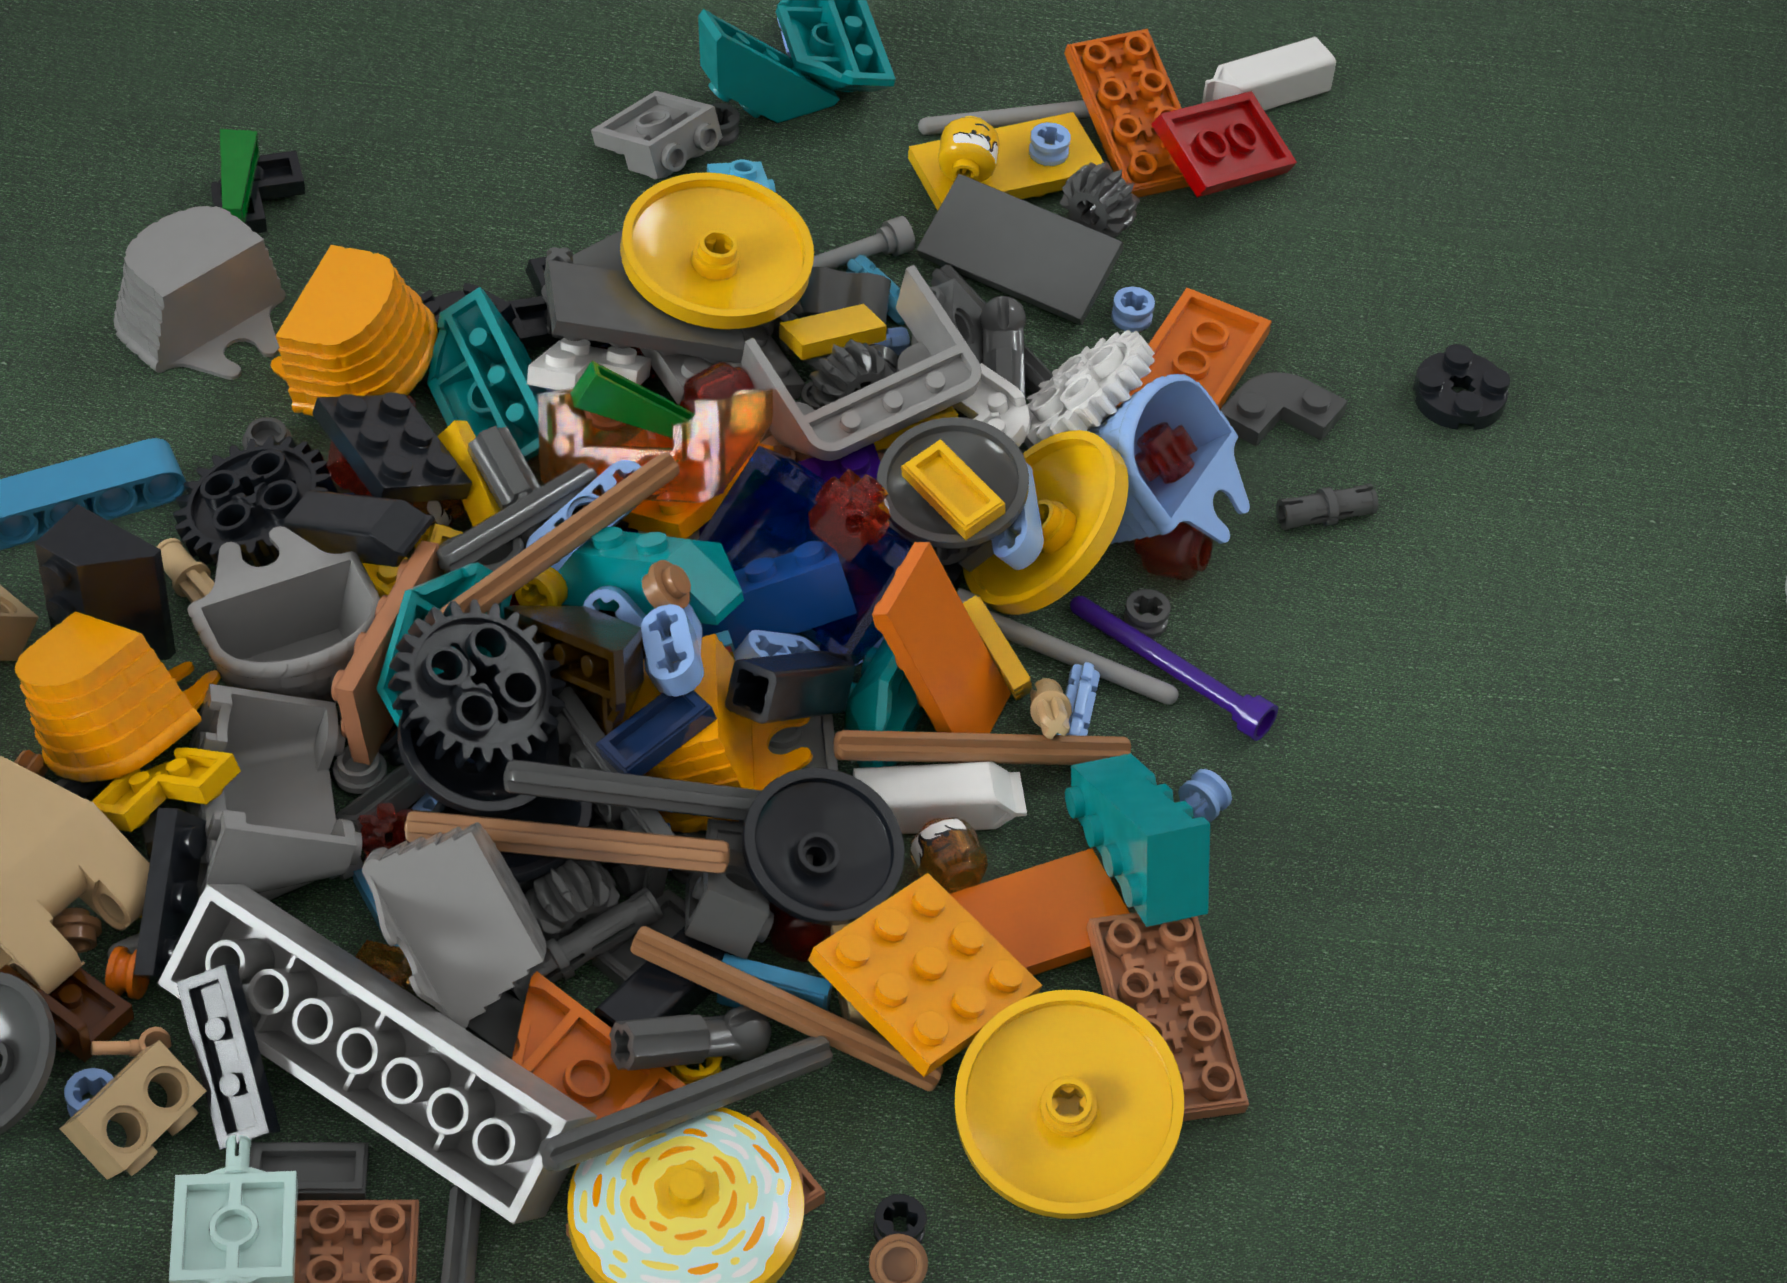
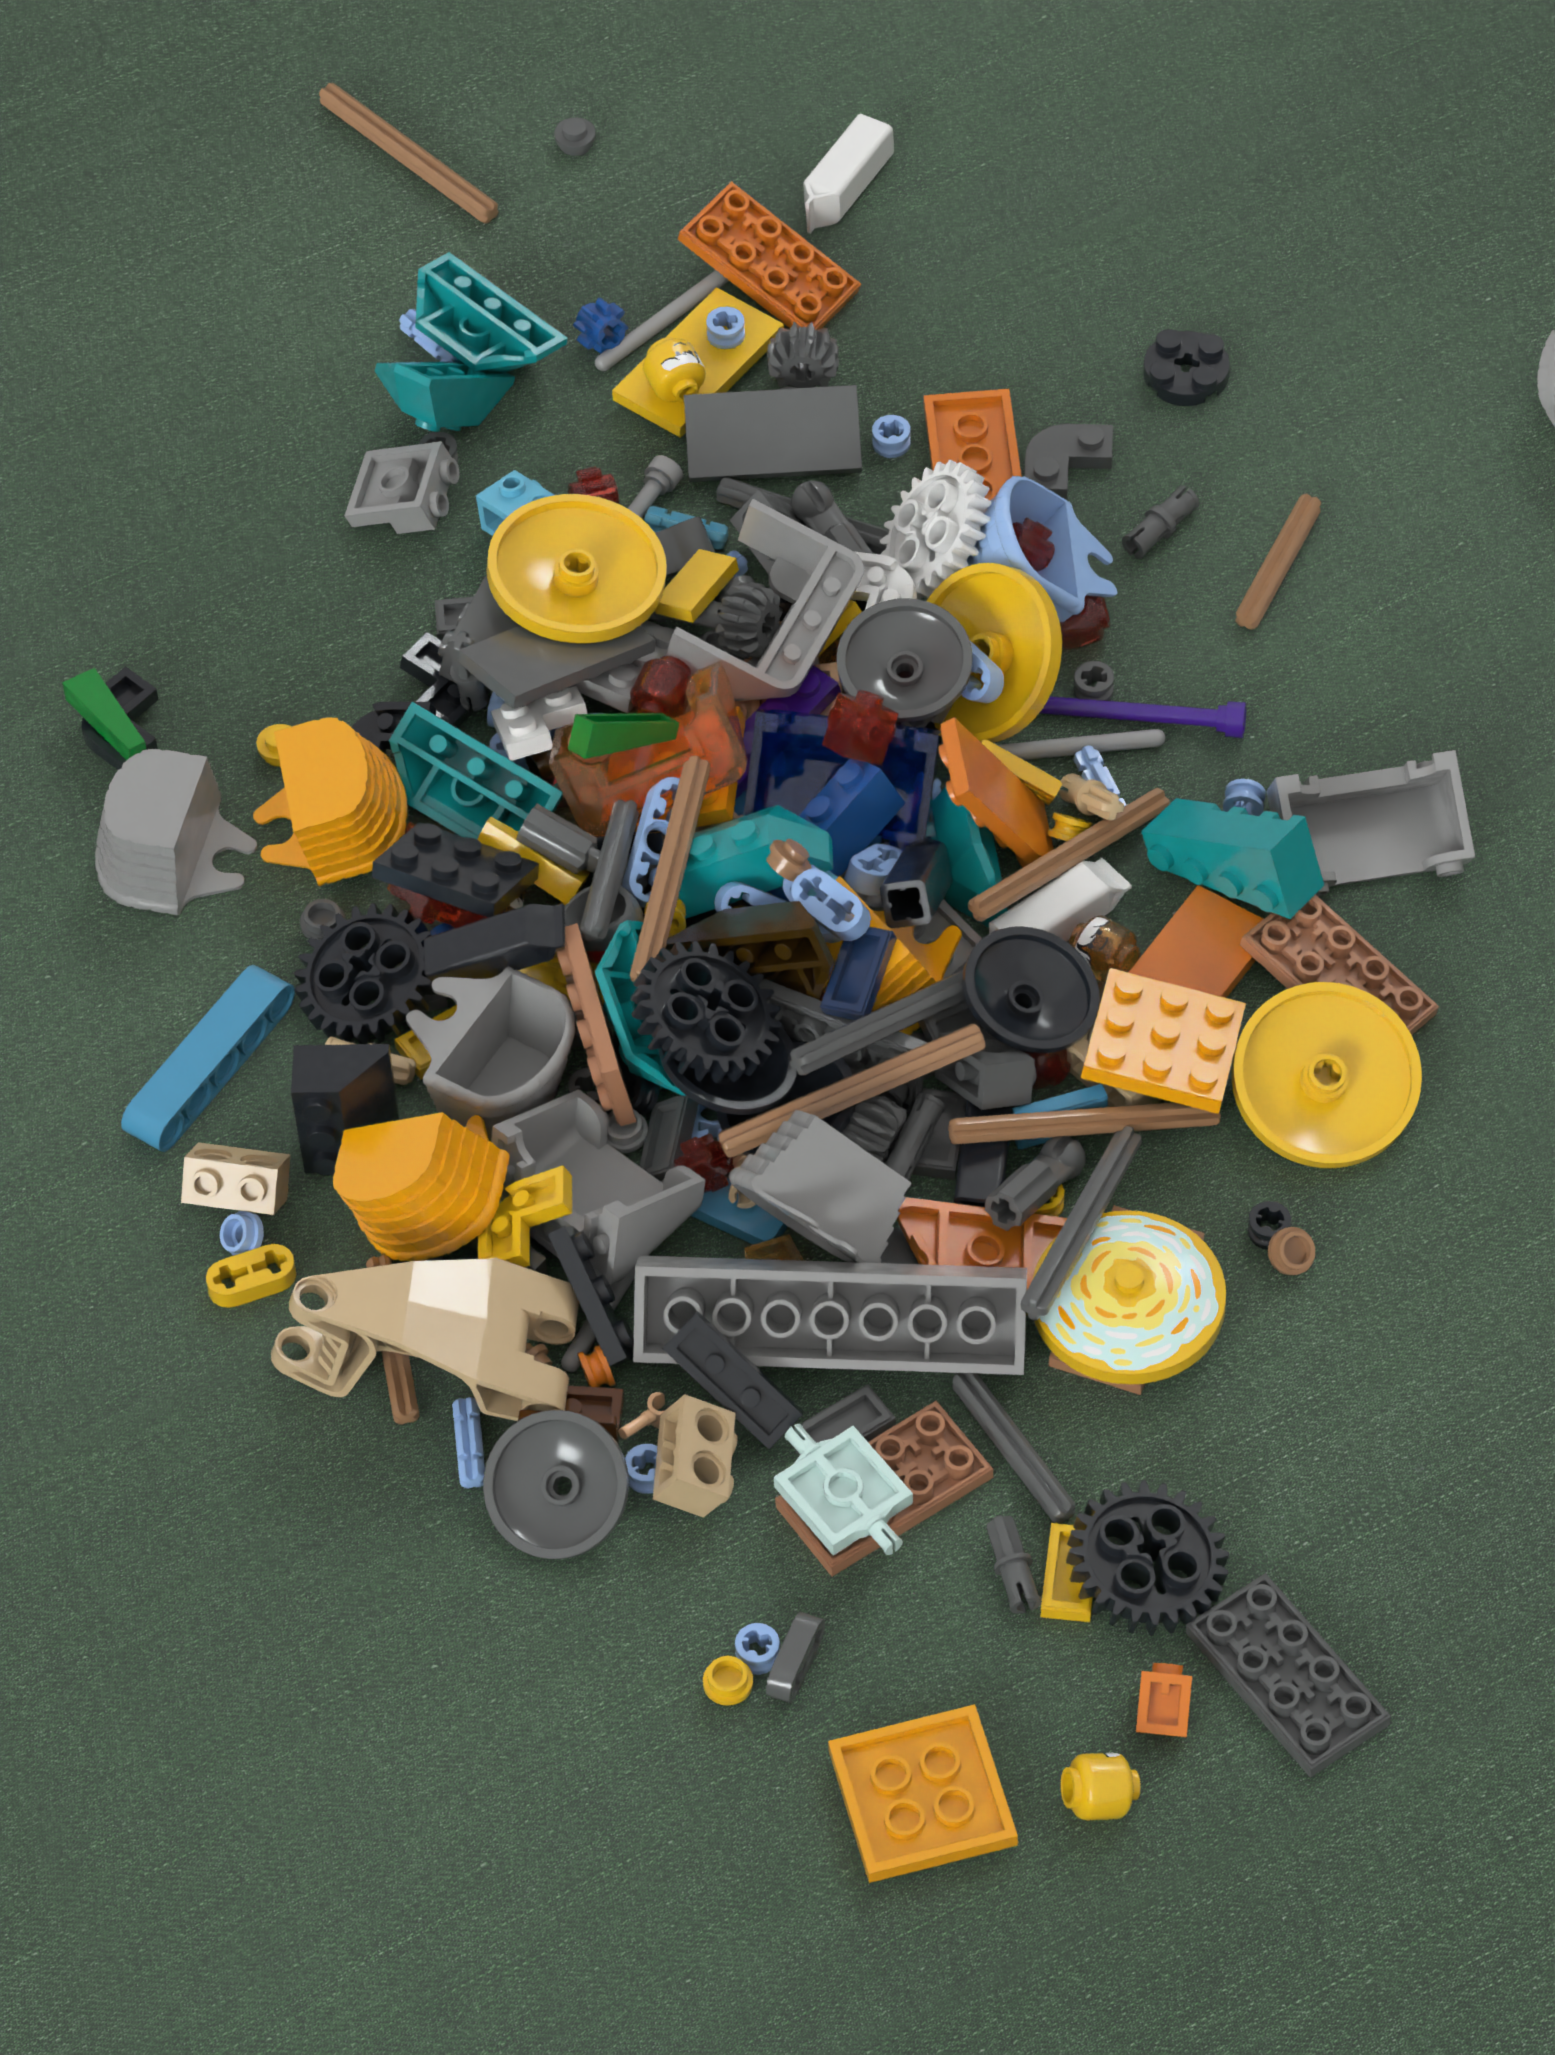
camera: 25 degrees left, 5 degrees up
(821, 216) = (595, 484): none -> clear red gear
(939, 80) = (600, 325): none -> blue gear
(953, 489) = (913, 665): yellow tile -> none
(1009, 722) = (1067, 826): none -> yellow bush
(1223, 143) = (861, 252): red plate -> none
(1313, 886) = (1382, 820): none -> light grey windscreen
(1415, 600) = (1278, 561): none -> medium nougat axle

